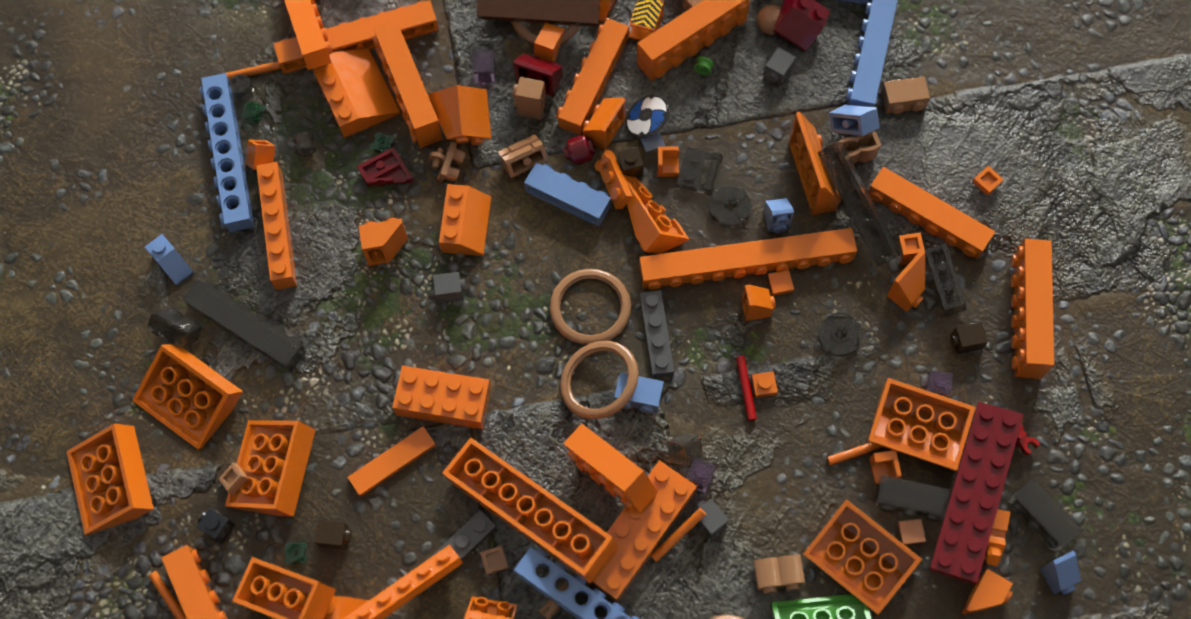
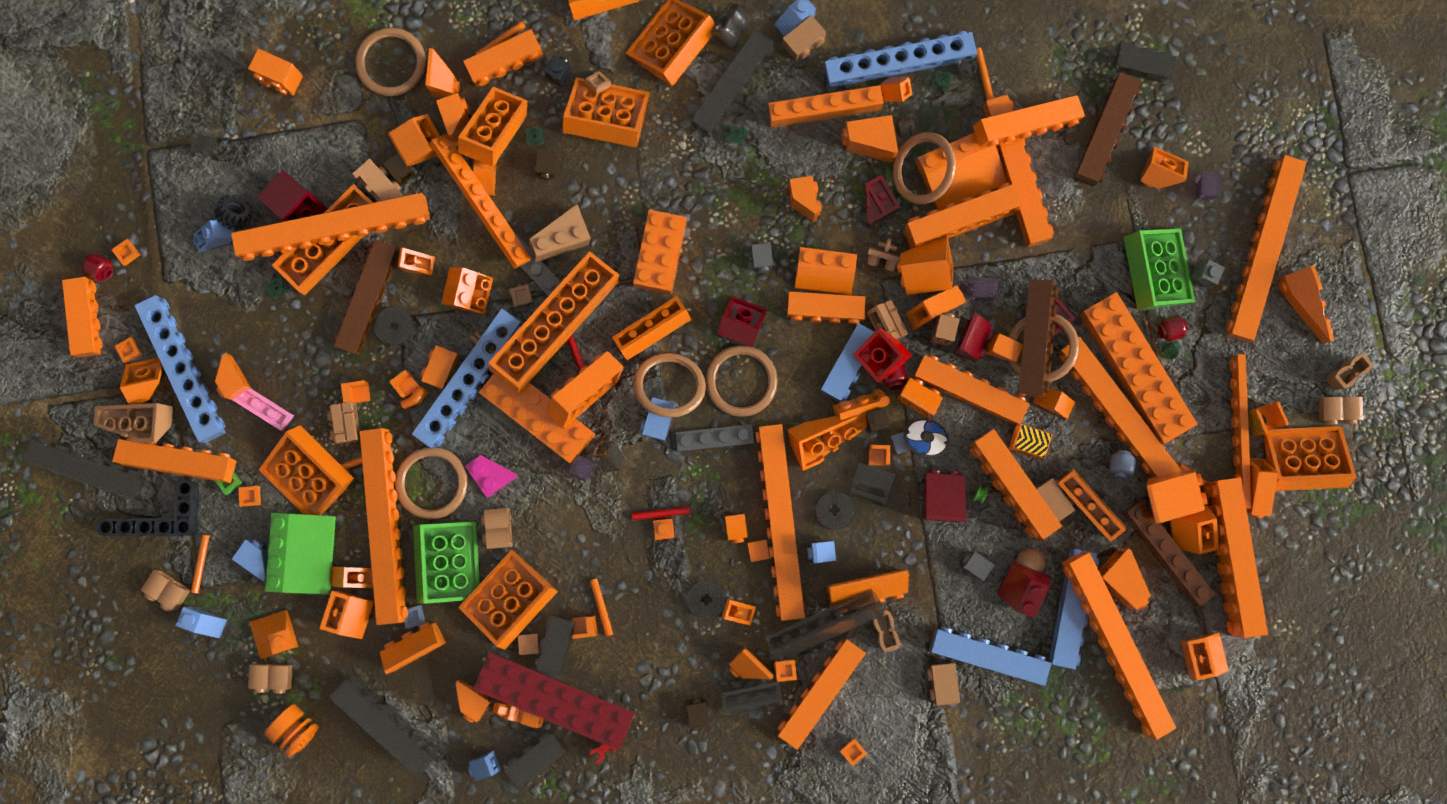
camera: 90 degrees right, 15 degrees up
(195, 250) = (804, 38): none -> medium nougat brick
(304, 325) = (739, 140): none -> clear green plate
(316, 172) = (871, 138): none -> orange slope
(380, 97) = (949, 175): none -> medium nougat wedge
(391, 461) = (608, 211): orange tile -> none
(422, 511) = (560, 236): none -> medium nougat wedge
(505, 219) = (826, 307): none -> orange brick
(506, 111) = (932, 308): none -> orange slope
(523, 305) = (741, 321): none -> dark red slope
(532, 402) = (651, 328): none -> orange brick
(560, 154) = (882, 354): none -> red slope
(571, 488) = (575, 352): none -> red bar
(678, 534) = (532, 447): orange bar -> none
(710, 97) = (944, 497): none -> dark red slope
(713, 520) = (546, 474): dark grey brick -> none
(714, 588) = (489, 475): none -> dark pink wing
(851, 301) = (738, 612): none -> orange slope
(854, 120) = (913, 630): medium blue brick -> none
(921, 424) = (616, 660): orange slope -> none
(939, 383) = (653, 680): brick -> none
(1032, 309) = (720, 774): orange brick -> none

